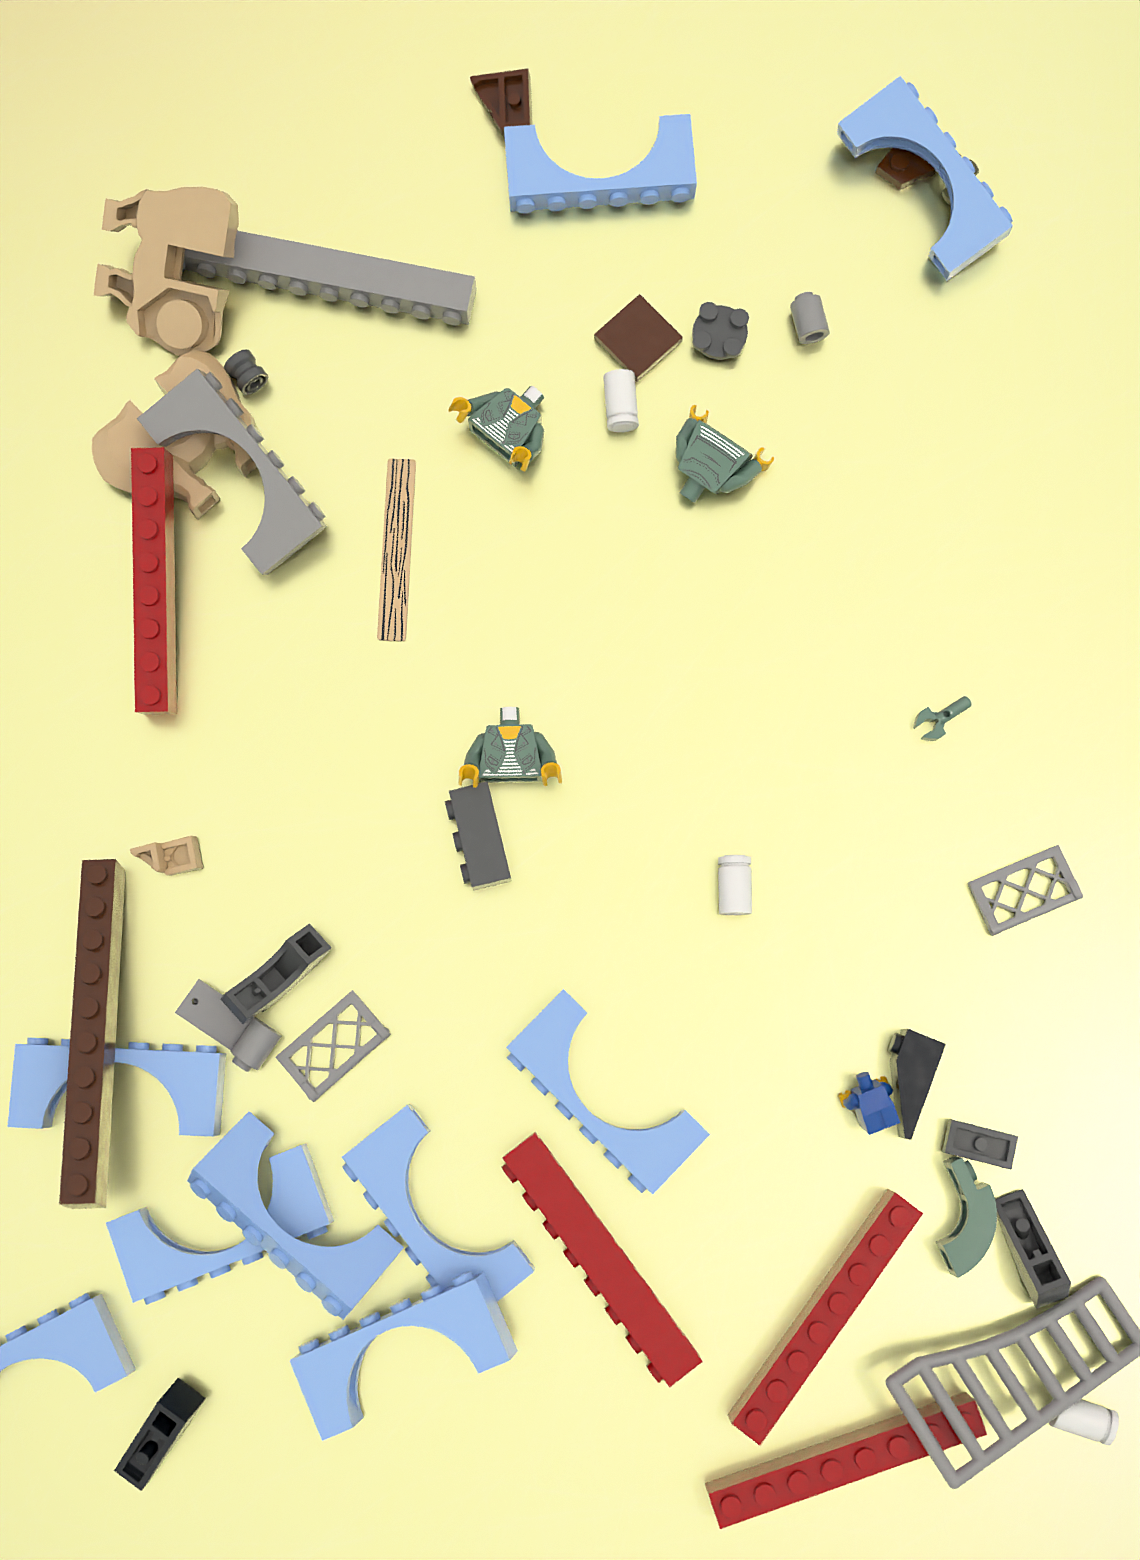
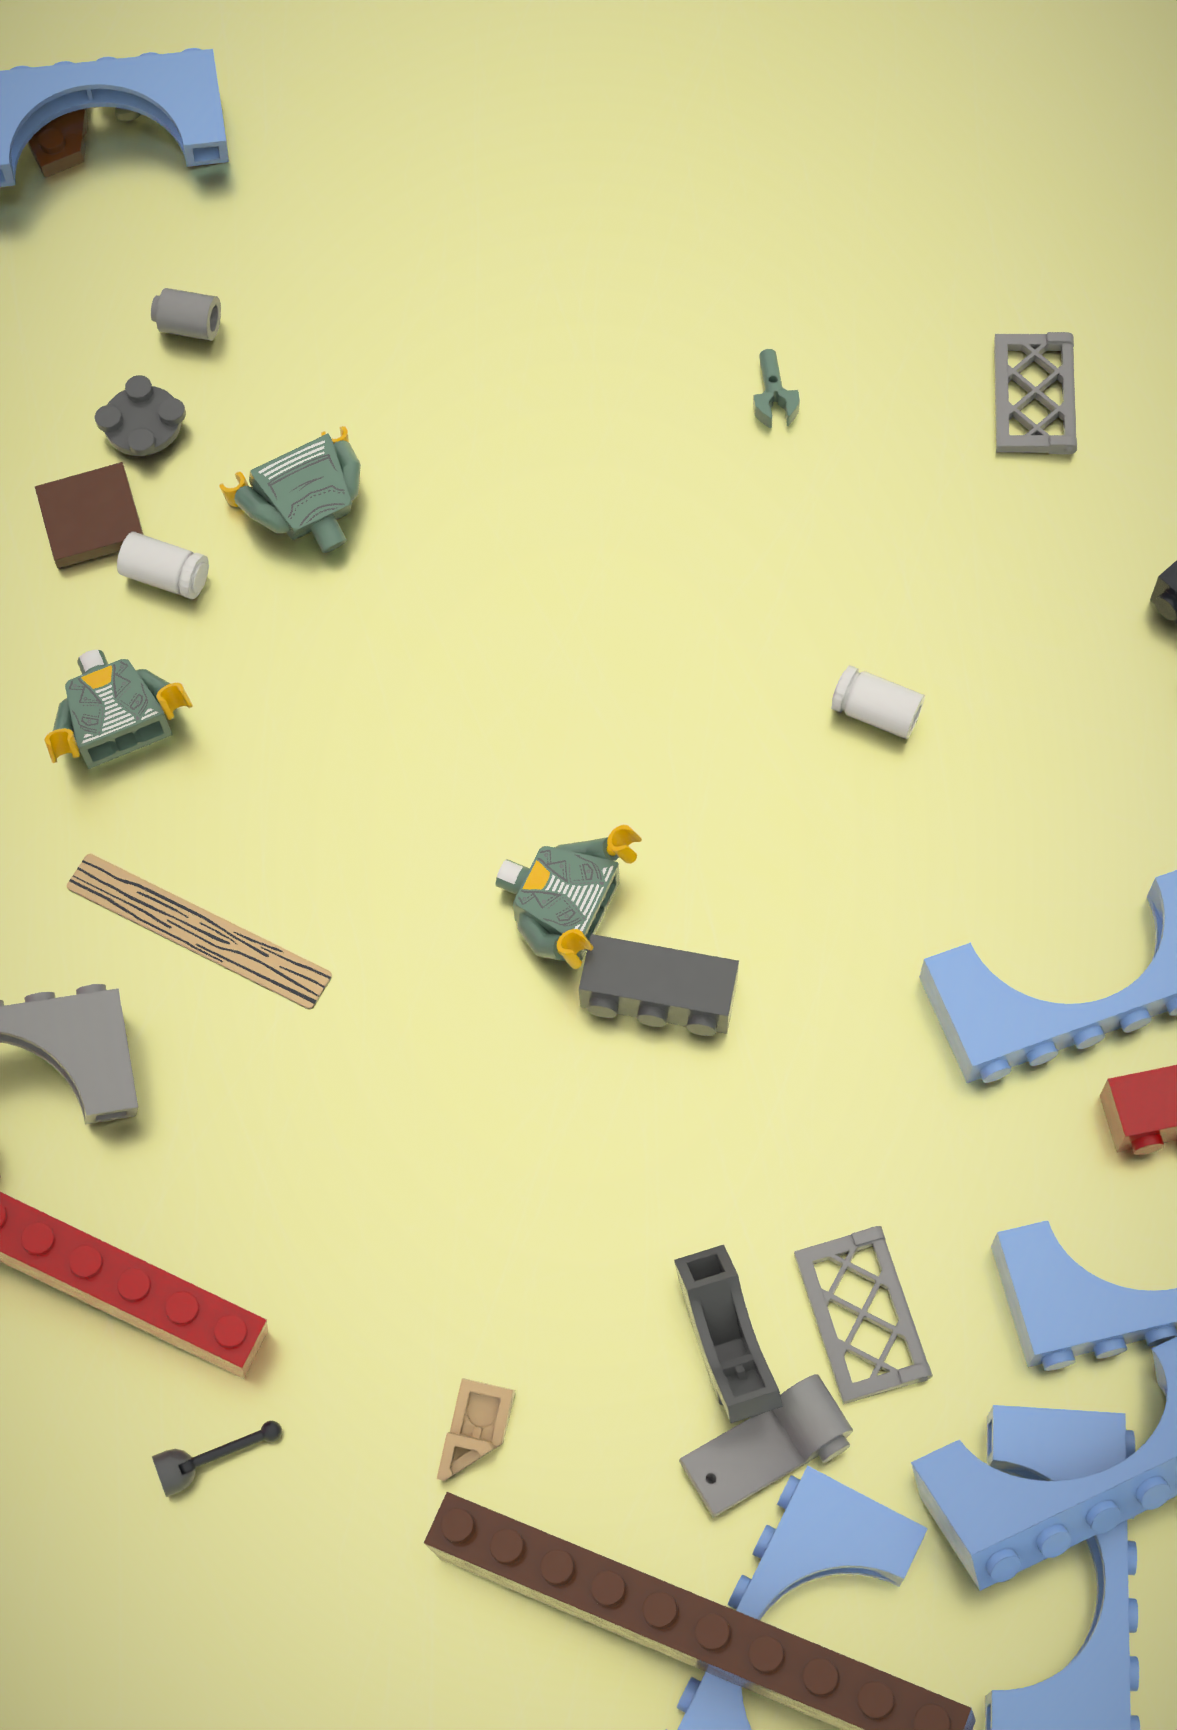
camera: 60 degrees left, 15 degrees down
(75, 704) = (178, 1468): none -> hinge

